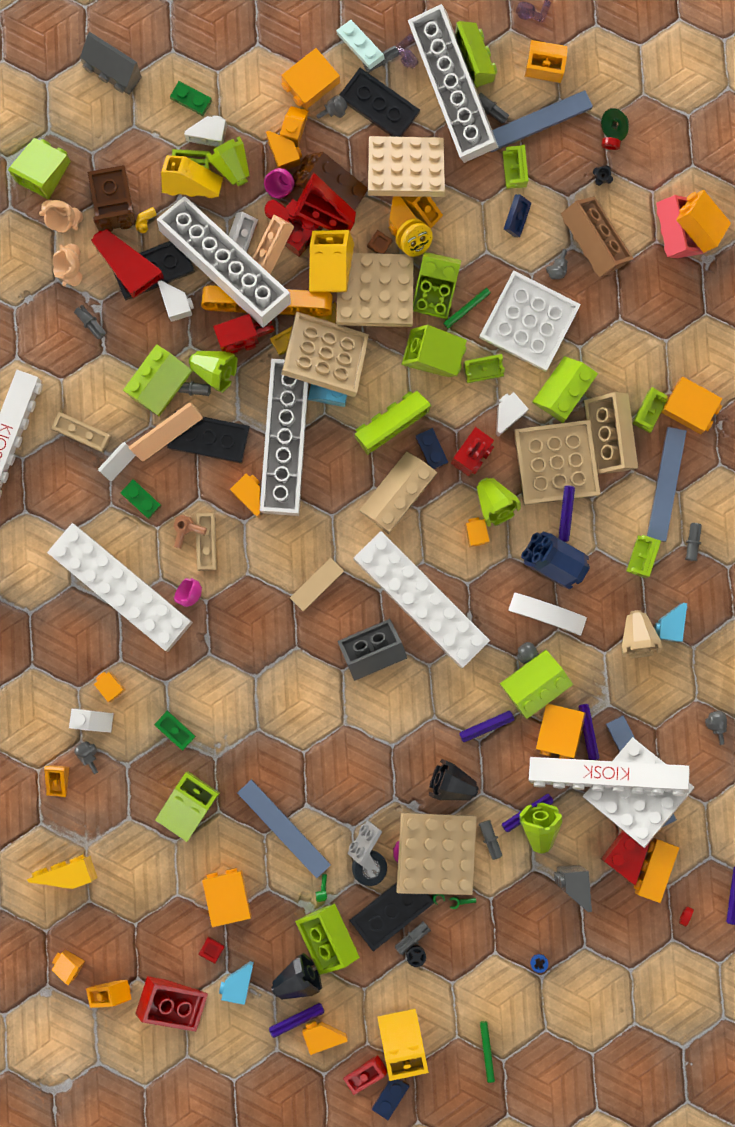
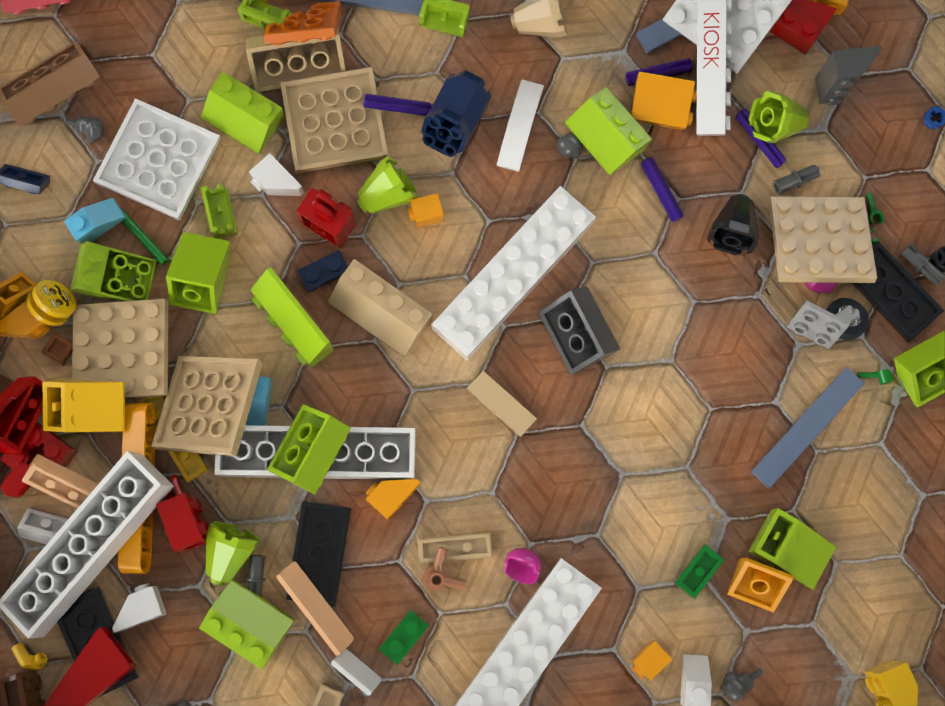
camera: 90 degrees left, 5 degrees down
(161, 776) = (759, 584): none -> light orange slope
(226, 897) = (900, 492): light orange brick -> none
(284, 430) = (309, 448): none -> lime slope
(479, 271) = (94, 220): none -> medium azure slope
(633, 442) = (317, 23): none -> orange plate

